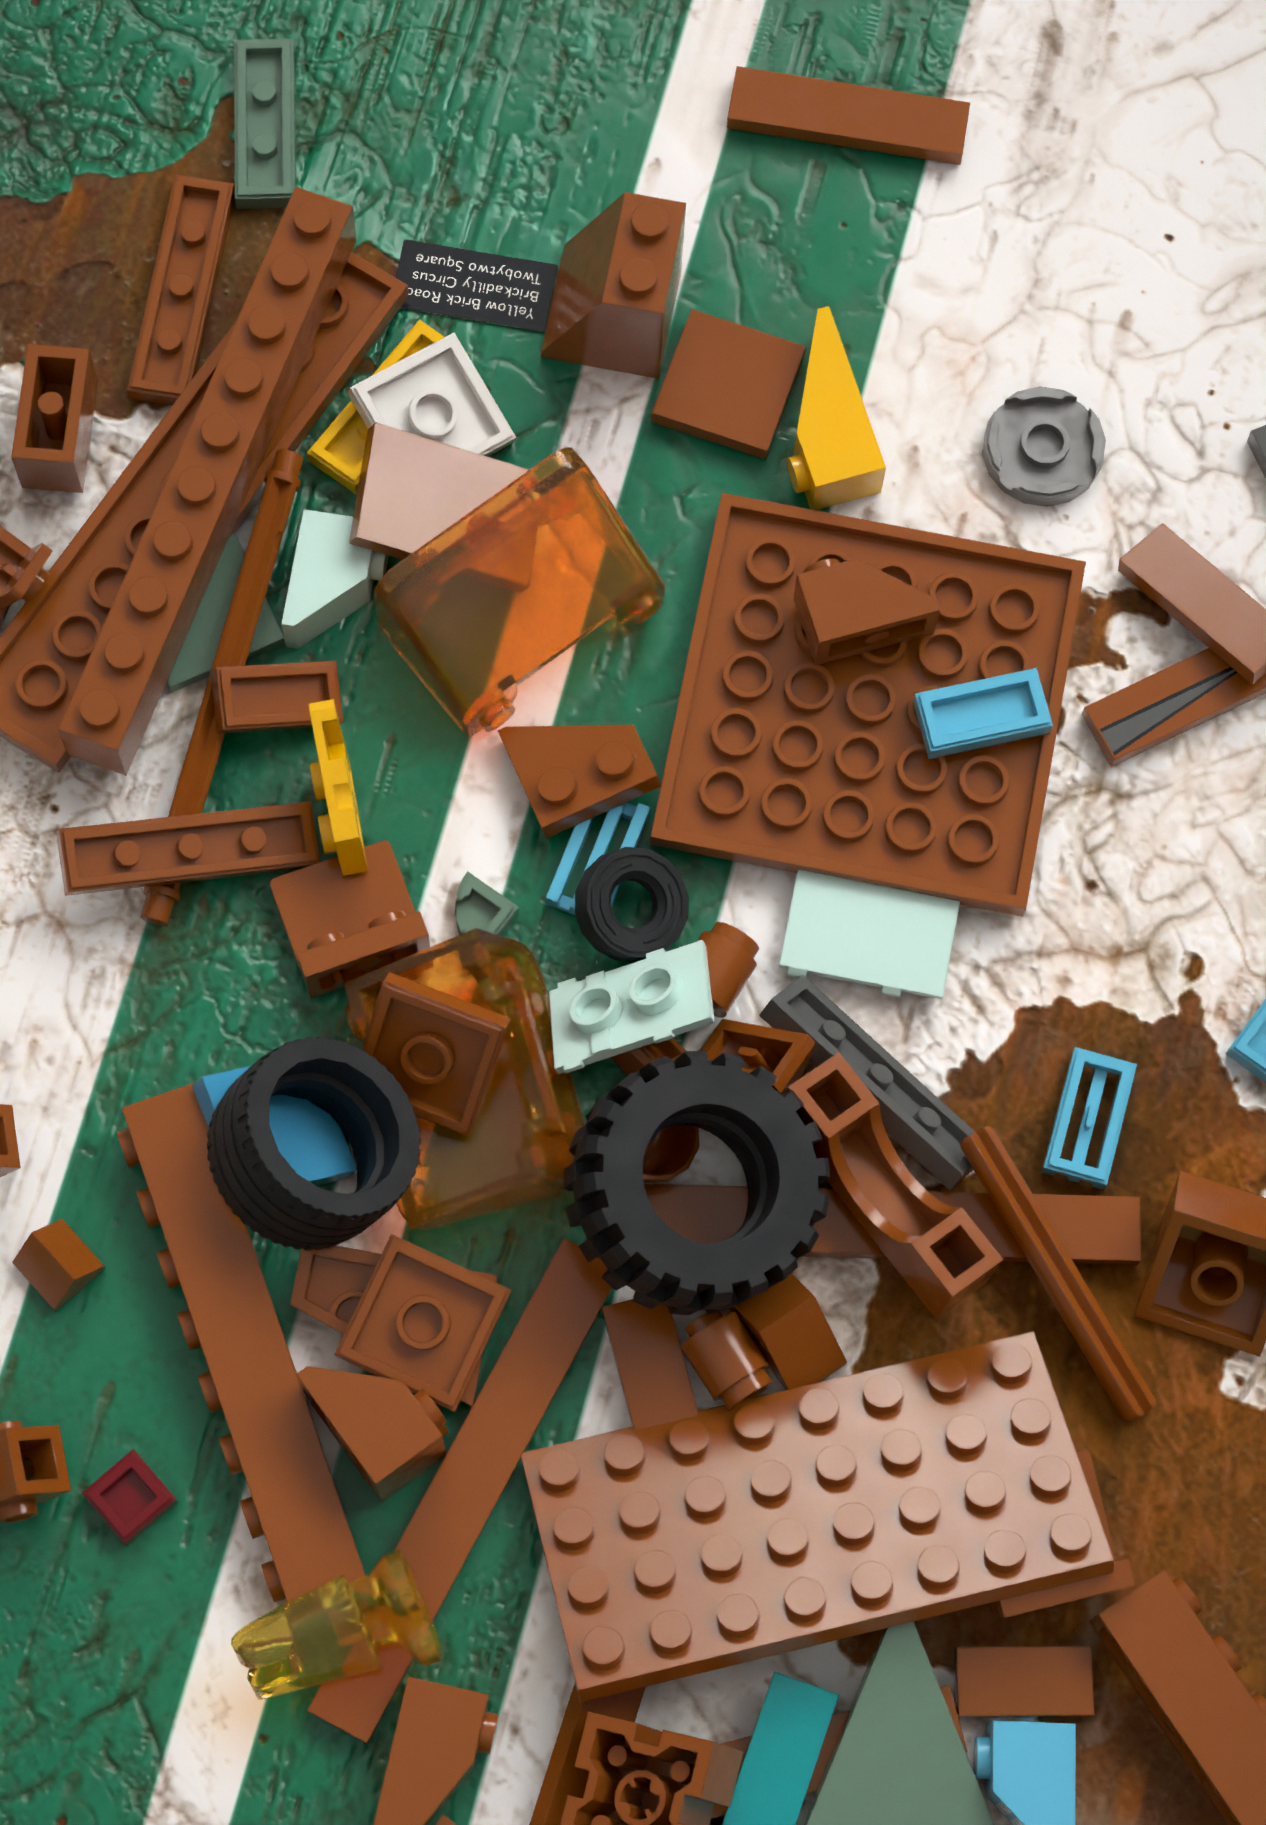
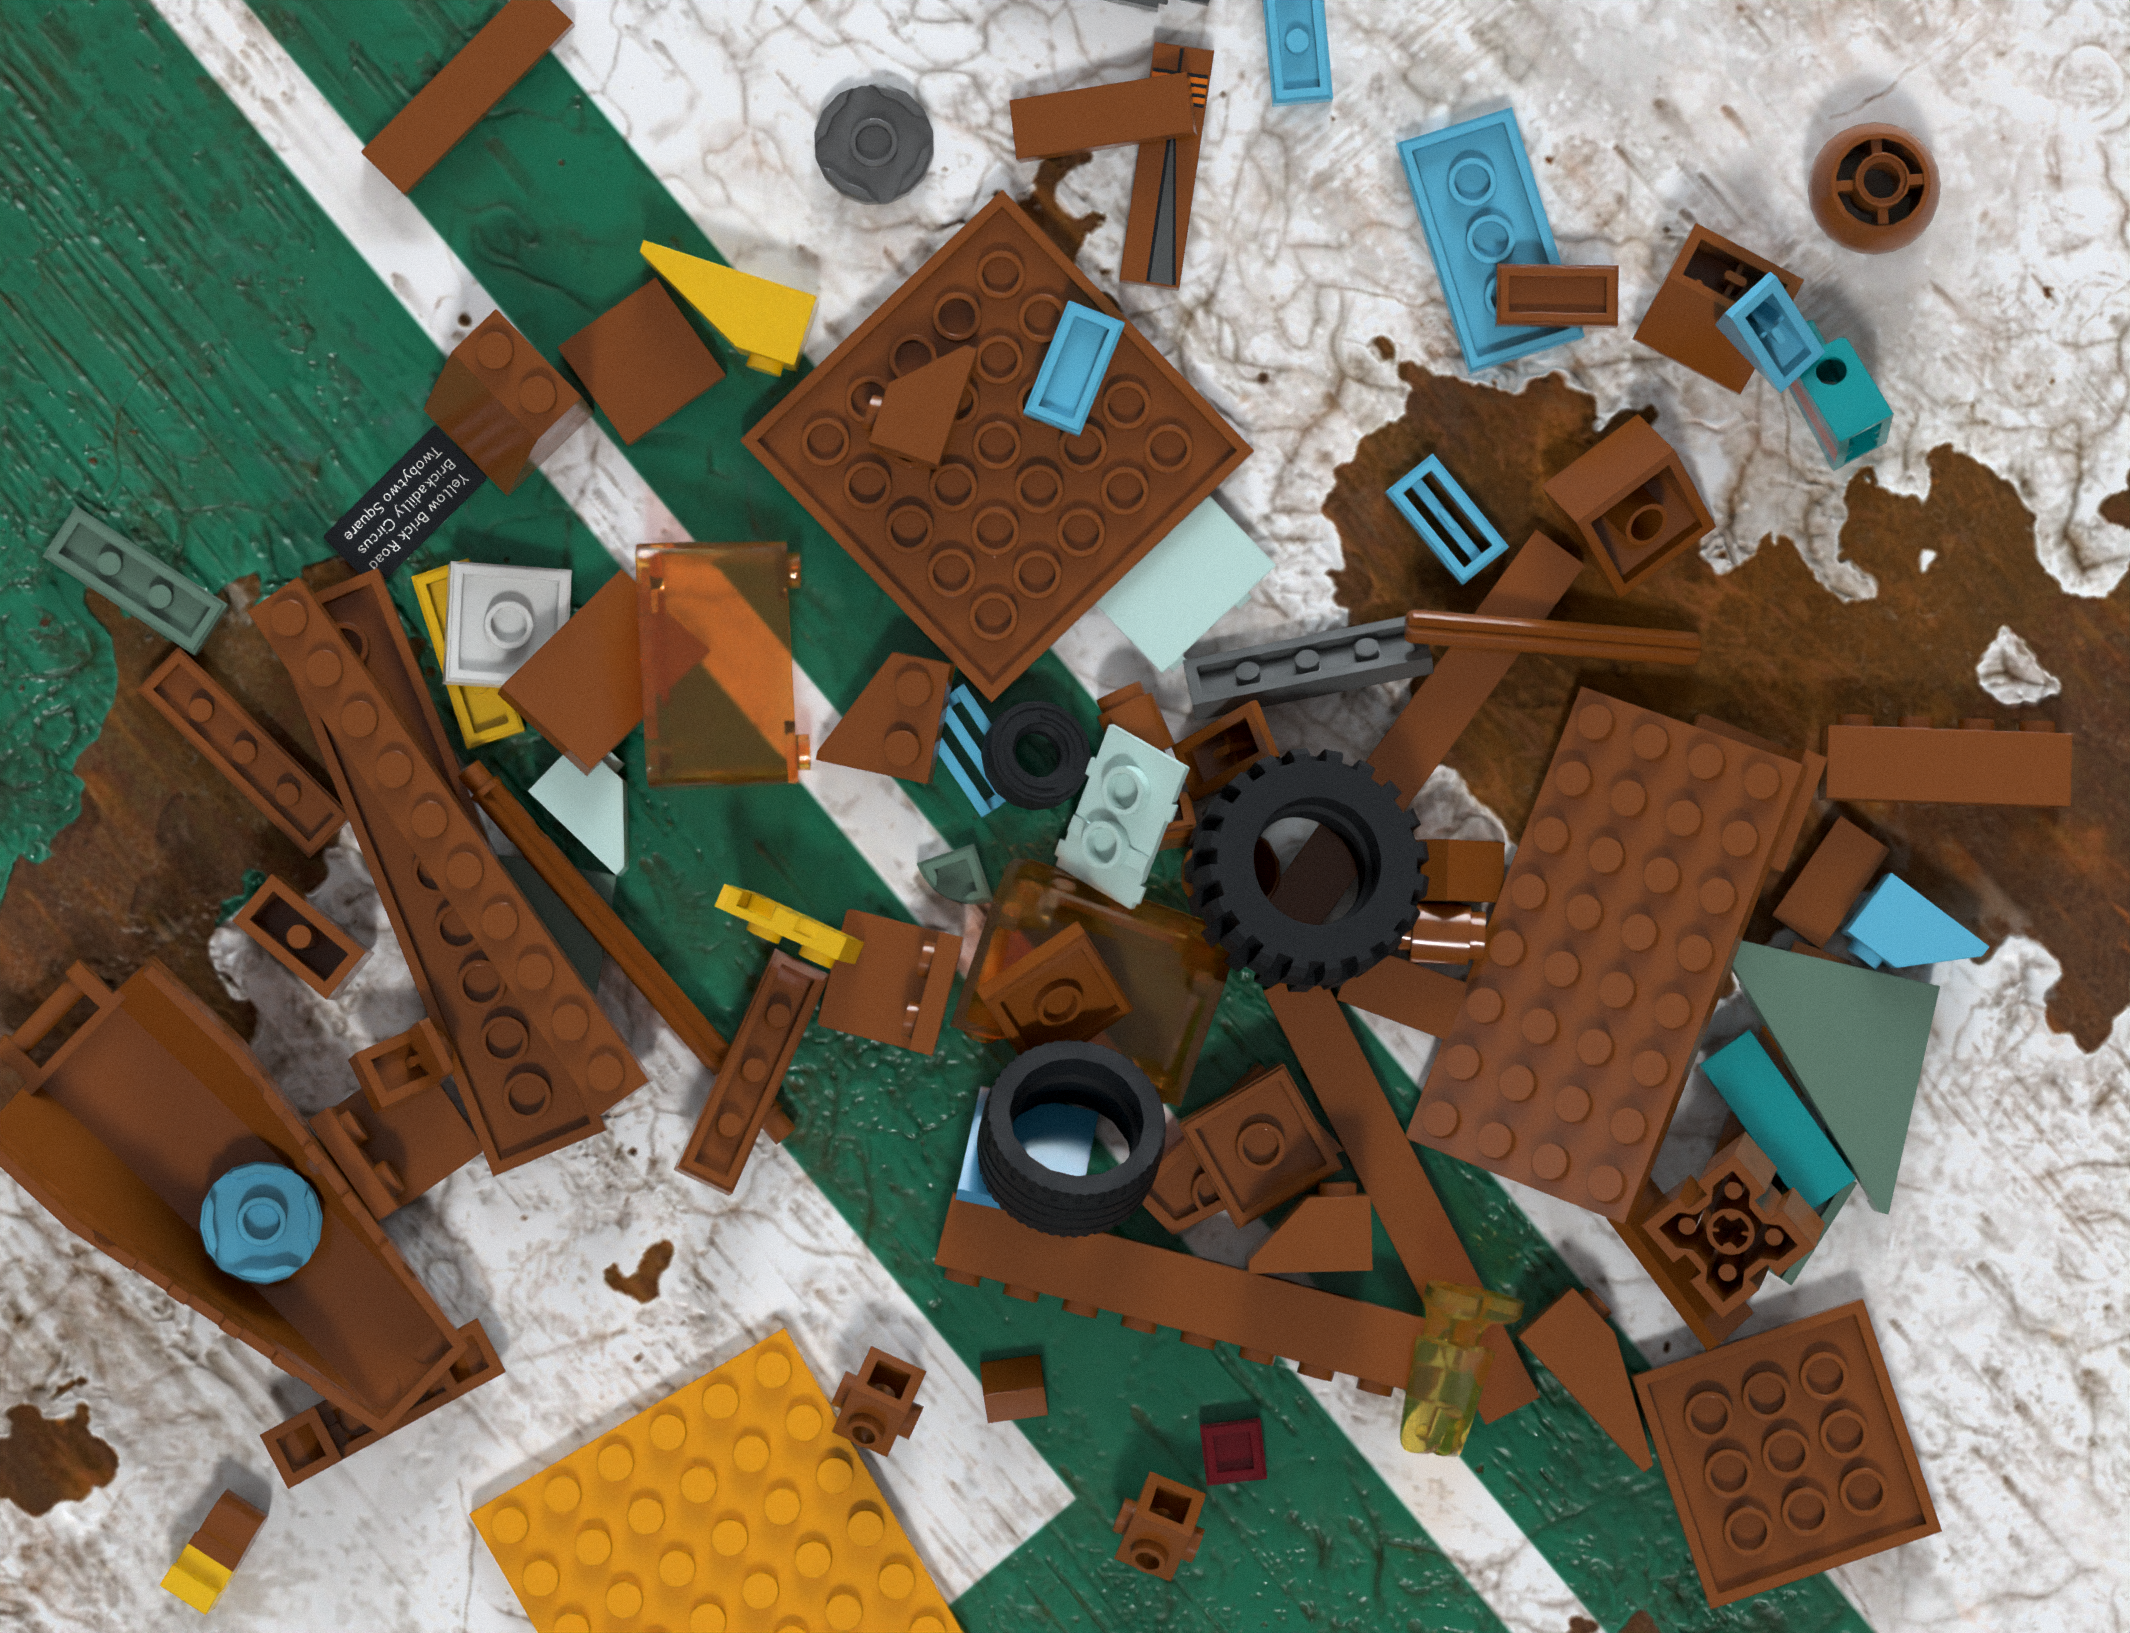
camera: 50 degrees left, 15 degrees up
(272, 695) = (669, 917): dark orange tile -> none
(925, 1240) = (1450, 724): dark orange arch -> none

